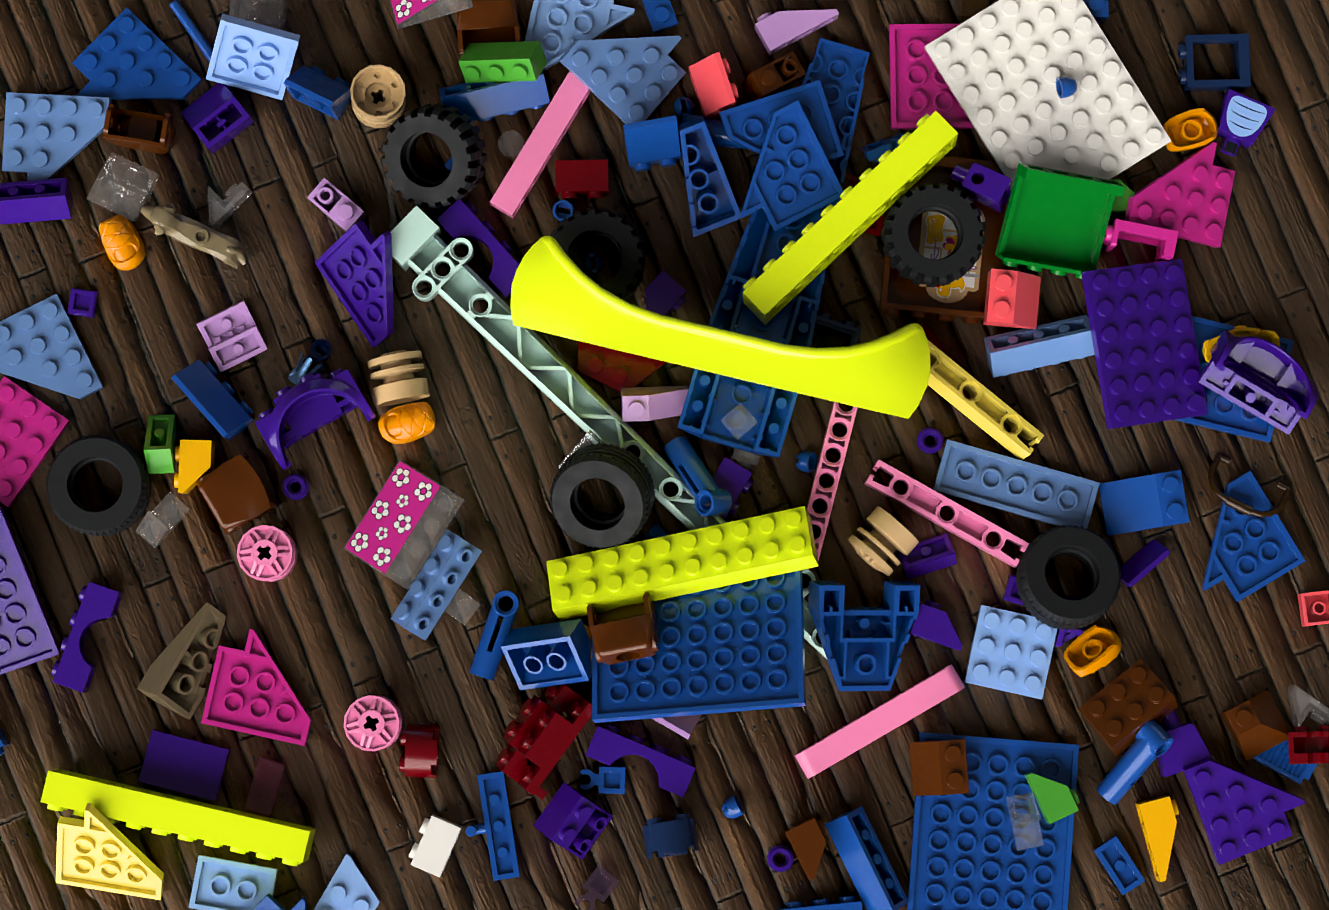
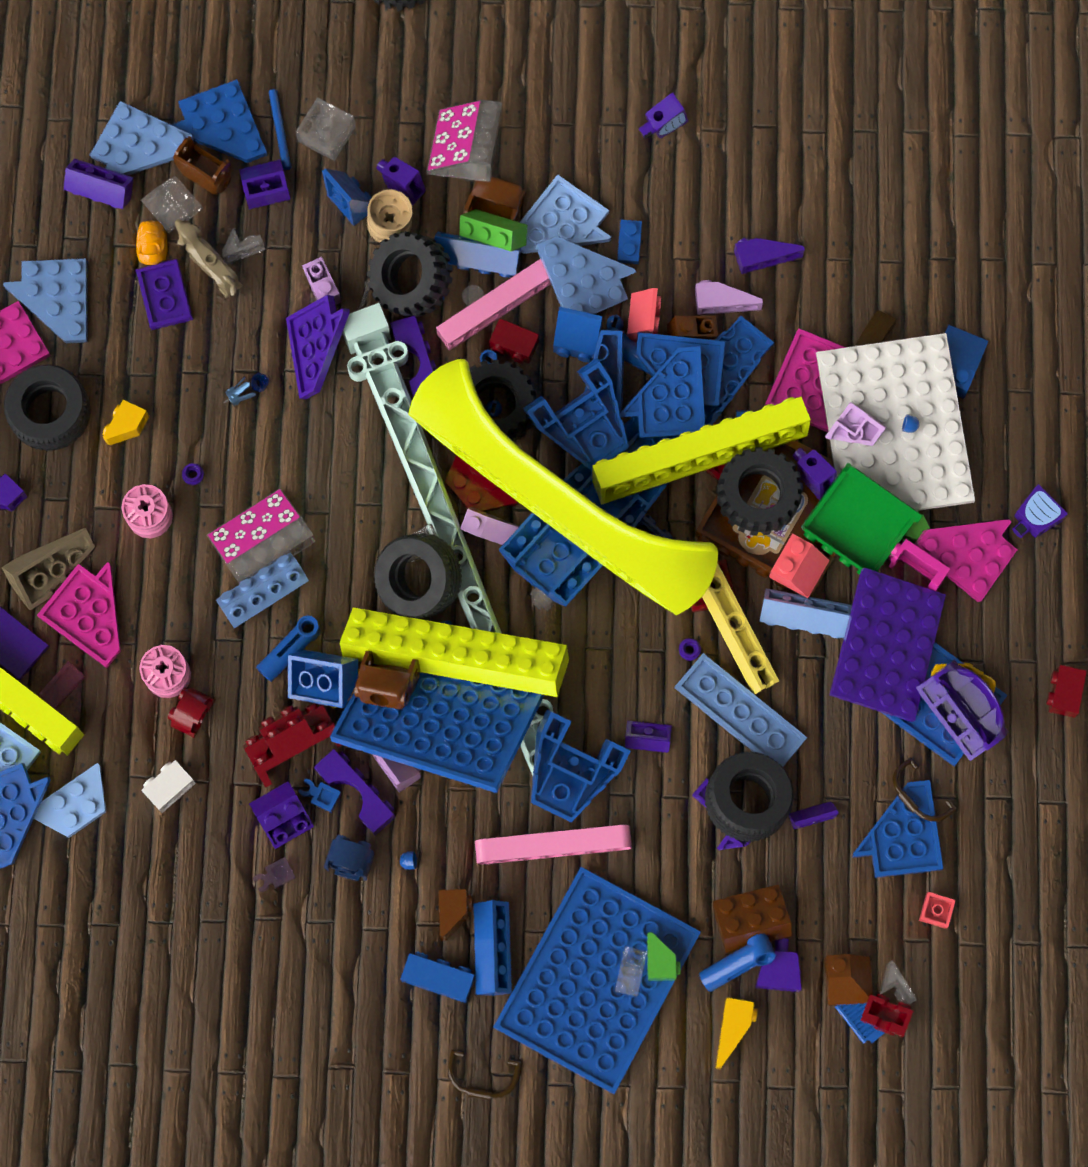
camera: 30 degrees right, 10 degrees down
(83, 302) = (101, 274): dark purple tile -> none
(160, 444) = (106, 398): bright green slope -> none
(162, 520) = (80, 456): clear slope -> none
(164, 295) = (164, 294): none -> dark purple tile
(214, 398) = (163, 382): blue slope -> none
(232, 336) = (199, 344): lavender slope -> none
(235, 494) = (145, 458): reddish brown piece -> none
(252, 56) = (309, 147): light blue plate -> none
(309, 409) = (229, 419): dark purple piece -> none
(370, 45) = (402, 178): none -> dark purple torso
(398, 378) = (306, 425): tan wheel -> none
(407, 422) = (298, 463): light orange piece -> none
(462, 607) = (274, 617): clear plate -> none
(497, 826) = (221, 793): blue plate -> none
(664, 295) = (538, 449): dark purple slope -> none
(708, 496) = (498, 608): blue piece -> none
(711, 243) = (587, 425): none -> blue wedge
(734, 480) = (520, 613): dark purple slope -> none
(739, 421) = (548, 568): clear plate -> none
(780, 867) = (427, 909): dark purple plate -> none
(807, 461) = (587, 623): blue hinge -> none
(832, 469) = (603, 636): bright pink beam -> none
(883, 541) = (617, 706): tan wheel -> none
(935, 626) = (628, 790): dark purple slope -> none
(939, 767) = (582, 897): reddish brown slope -> none
(963, 523) = (667, 695): bright pink piece -> none
(1008, 115) = (856, 427): none -> lavender slope
(1010, 652) = (679, 838): light blue plate -> none
(1092, 650) = (744, 863): light orange piece -> none
(1119, 865) = (690, 1041): blue plate -> none
(1143, 503) = (835, 768): blue slope -> none
(1191, 130) = (995, 502): light orange piece -> none
(1238, 809) = (804, 1038): dark purple wing -> none
(1241, 63) = (1030, 478): dark blue window -> none

